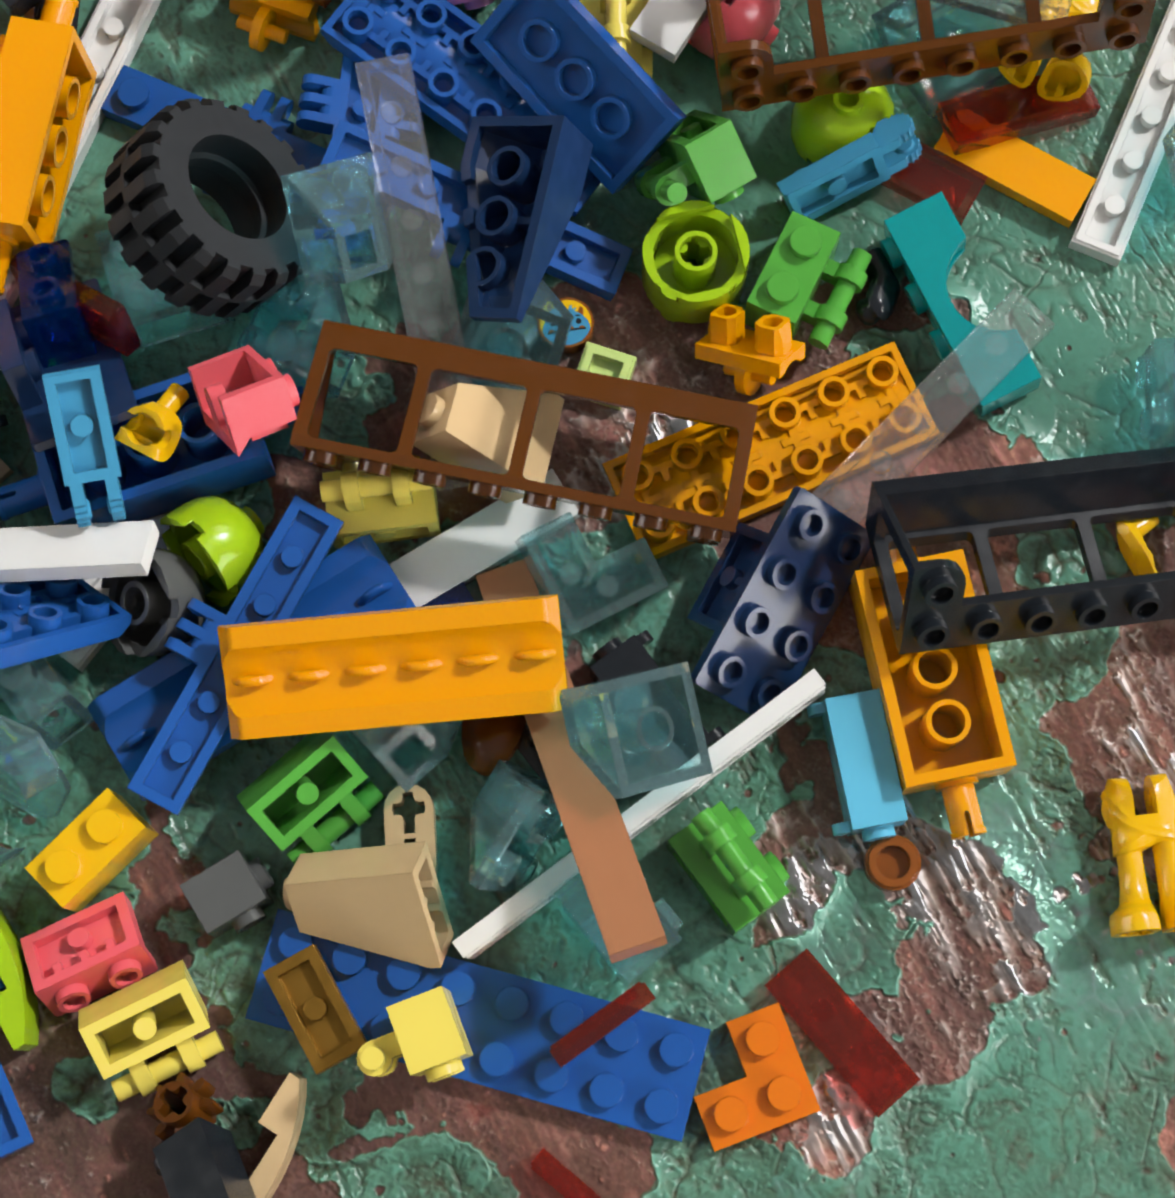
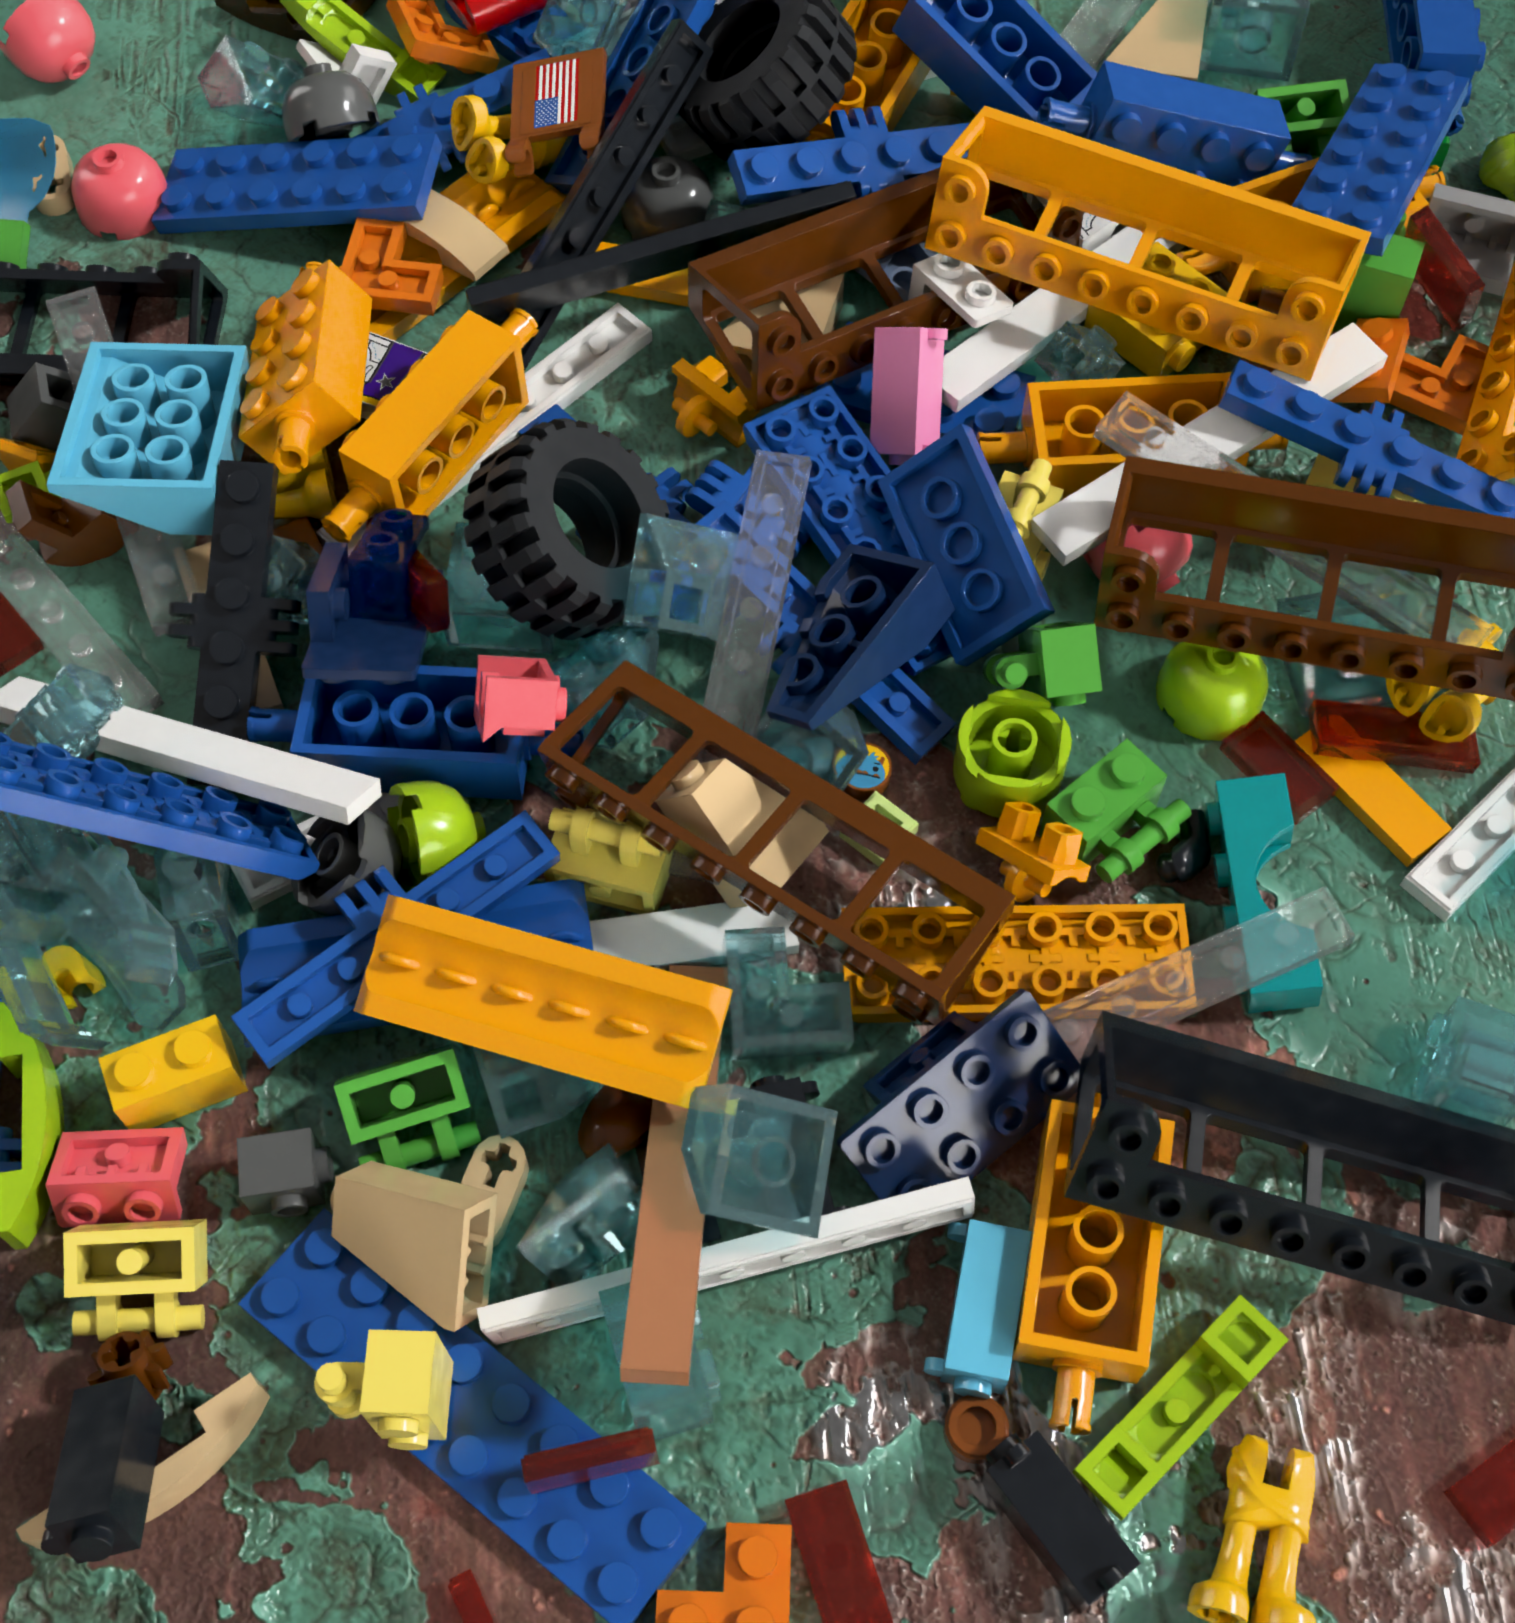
camera: 20 degrees right, 15 degrees down
(84, 437) = (350, 678): dark azure hinge -> none
(157, 426) = (426, 699): yellow piece -> none
(315, 1009) = (306, 1316): pearl gold plate -> none
(729, 866) = (798, 1355): bright green brick -> none
(852, 168) = (1204, 725): dark azure hinge -> none
(986, 910) = (1057, 1519): none -> black brick
(1048, 779) = (1180, 1407): none -> lime slope
(1133, 546) = (1363, 1193): yellow bar -> none

